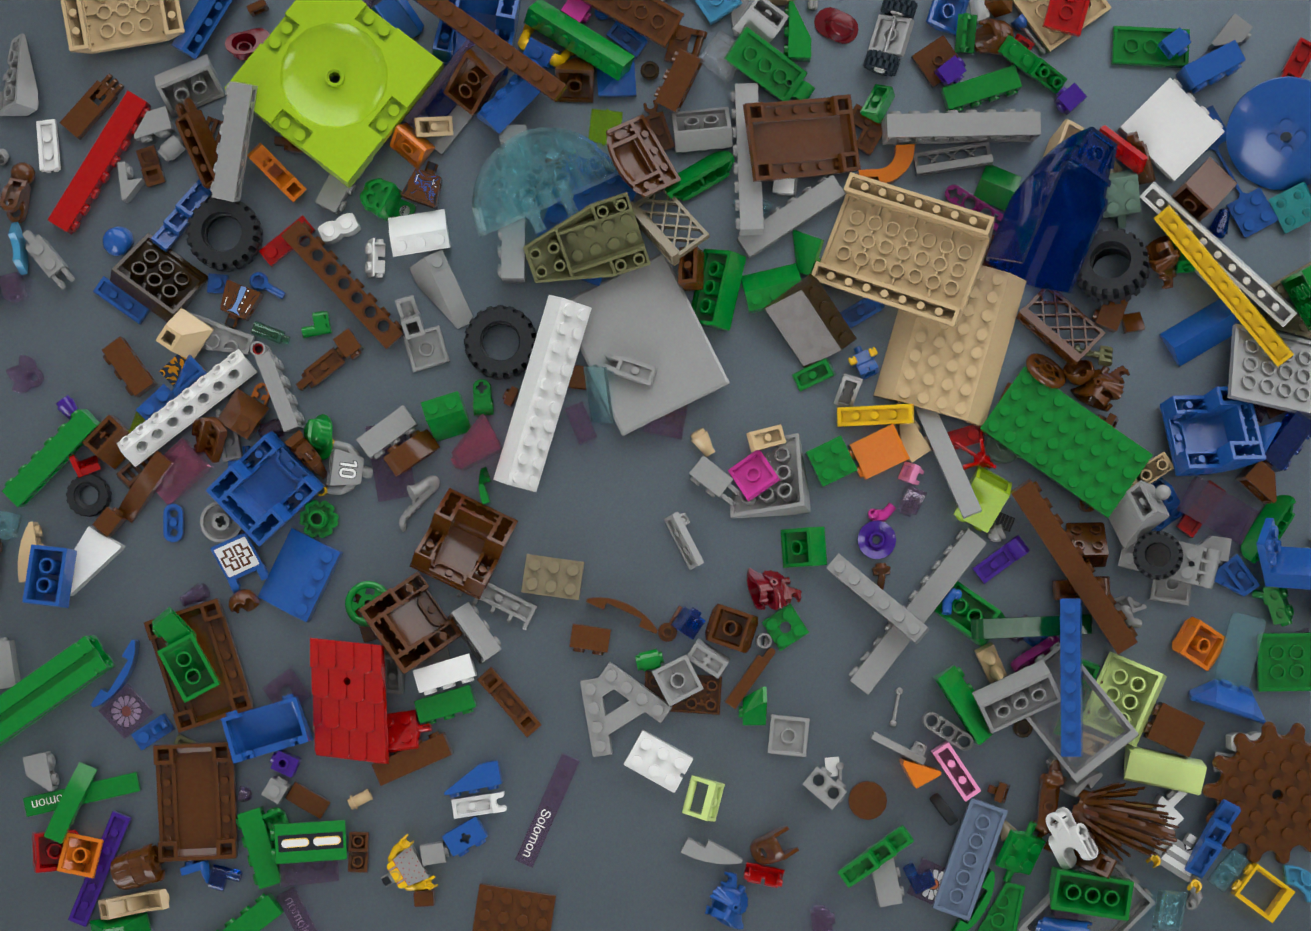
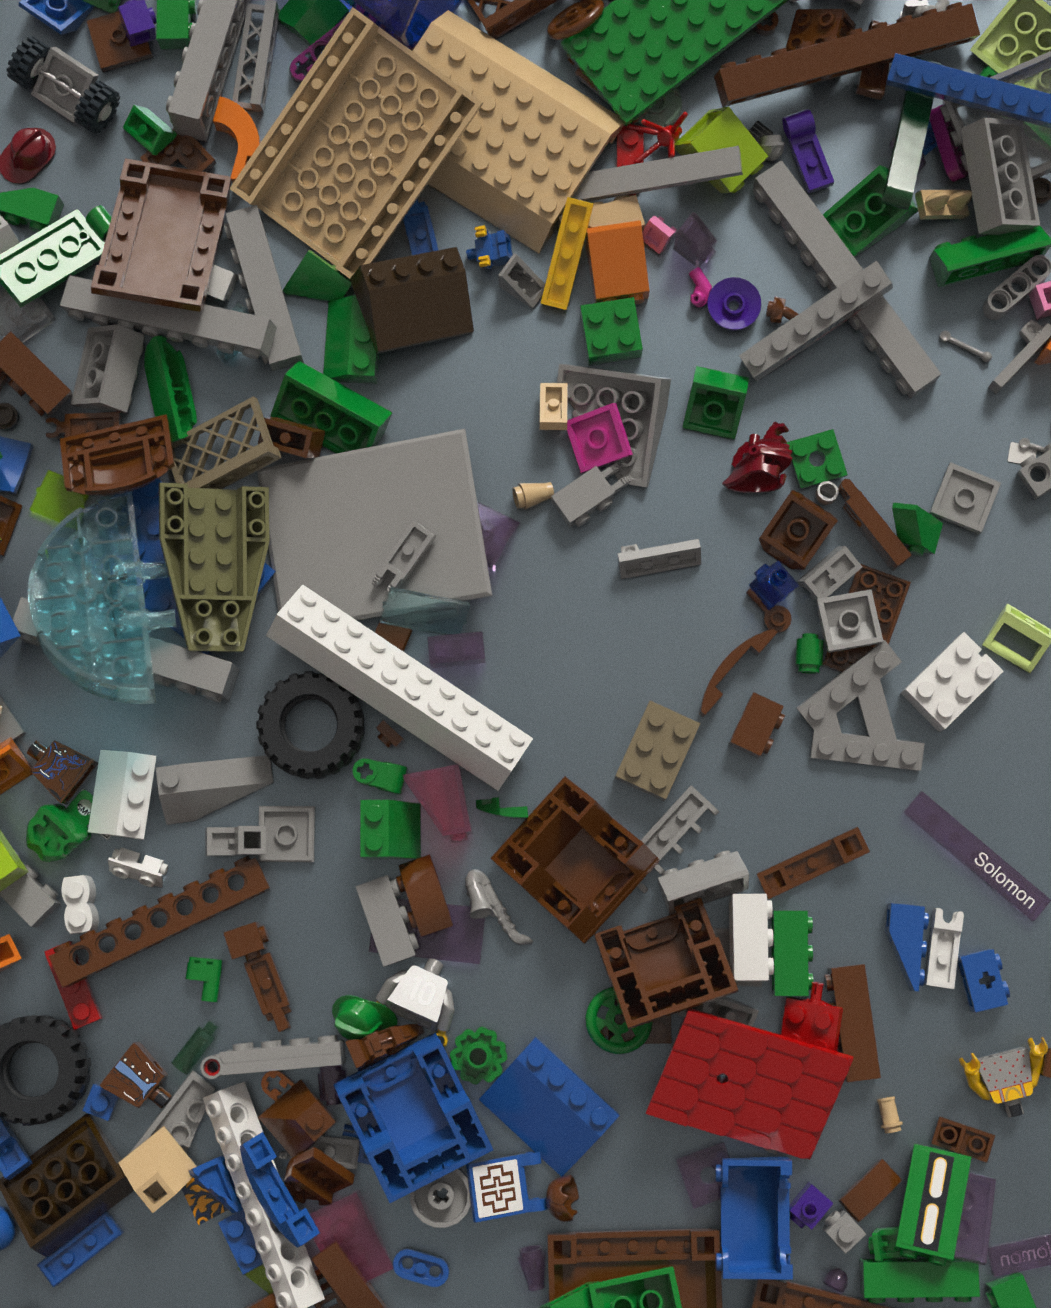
camera: 75 degrees left, 5 degrees down
(128, 367) = (179, 1267): reddish brown brick -> none
(190, 413) = (272, 1193): none -> blue slope
(259, 282) = (118, 1040): blue plate -> none
(434, 853) = (994, 1031): light grey brick -> none
(814, 374) = (486, 322): green slope -> none
(948, 599) = (838, 222): blue arm -> none

